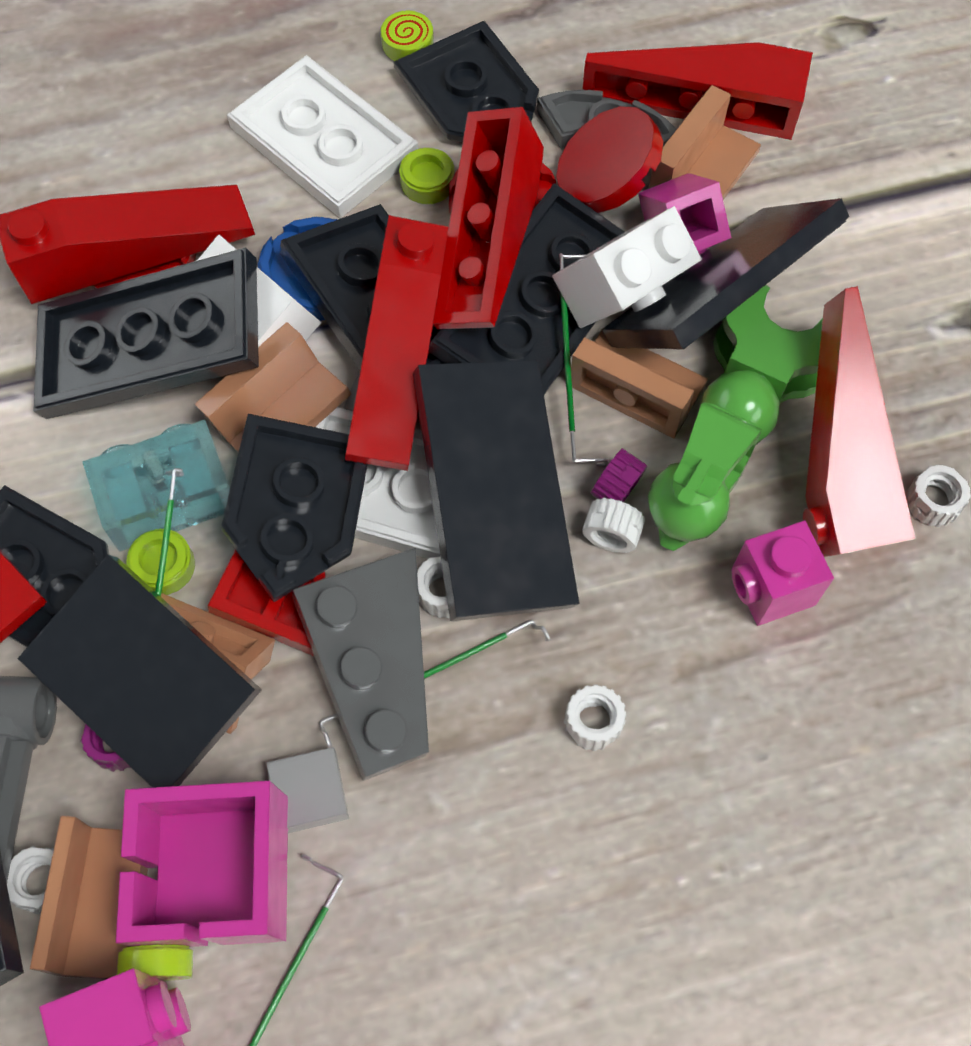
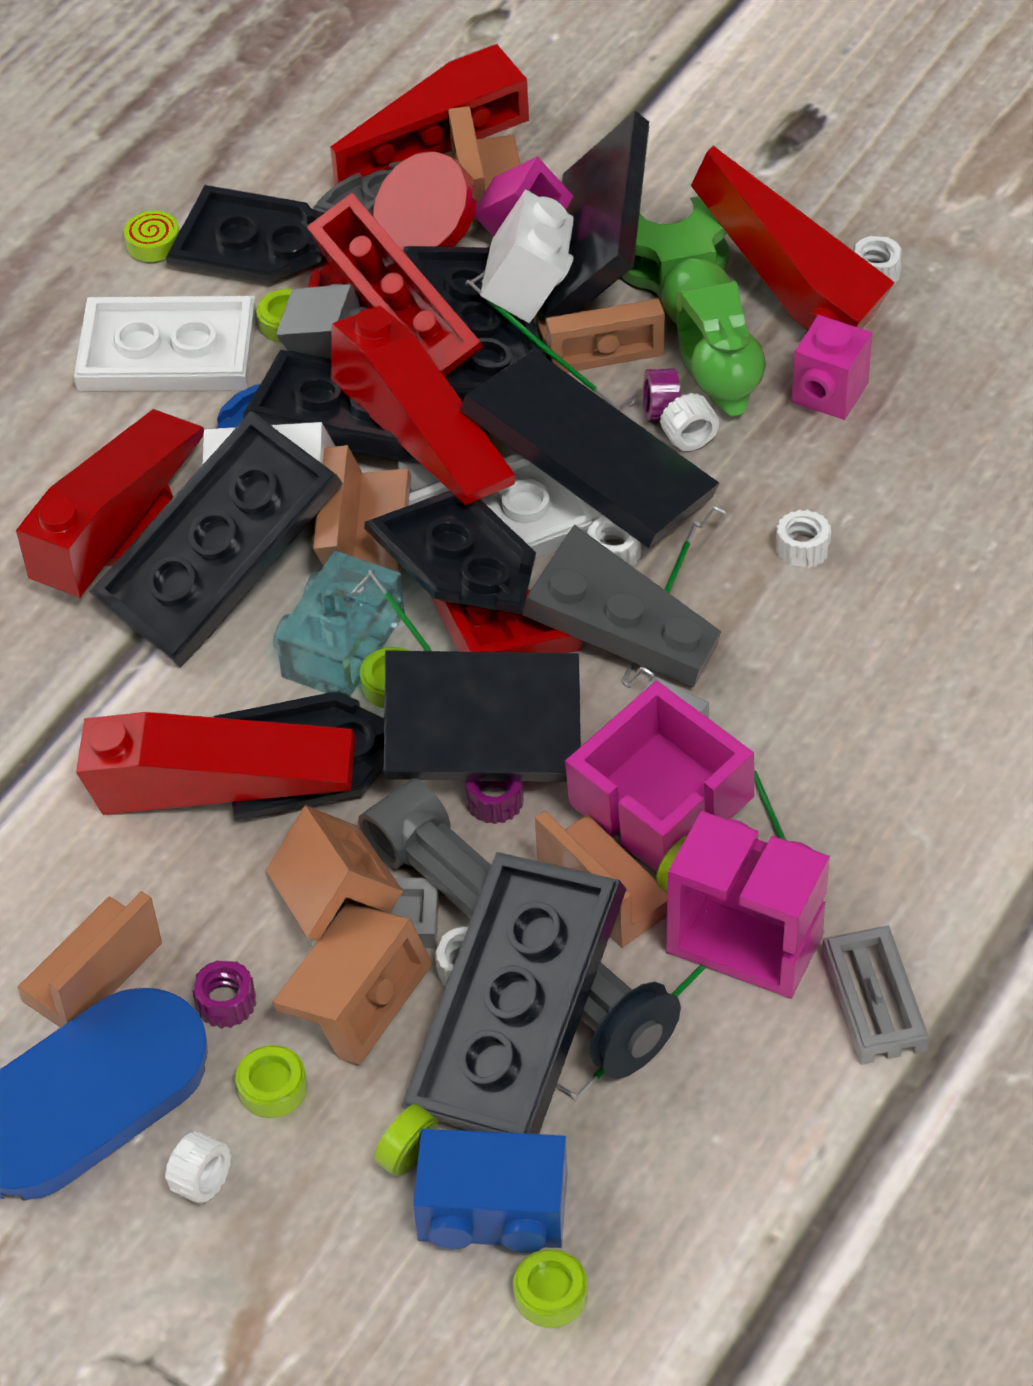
camera: 40 degrees left, 15 degrees down
(418, 195) = (310, 316): none -> brick

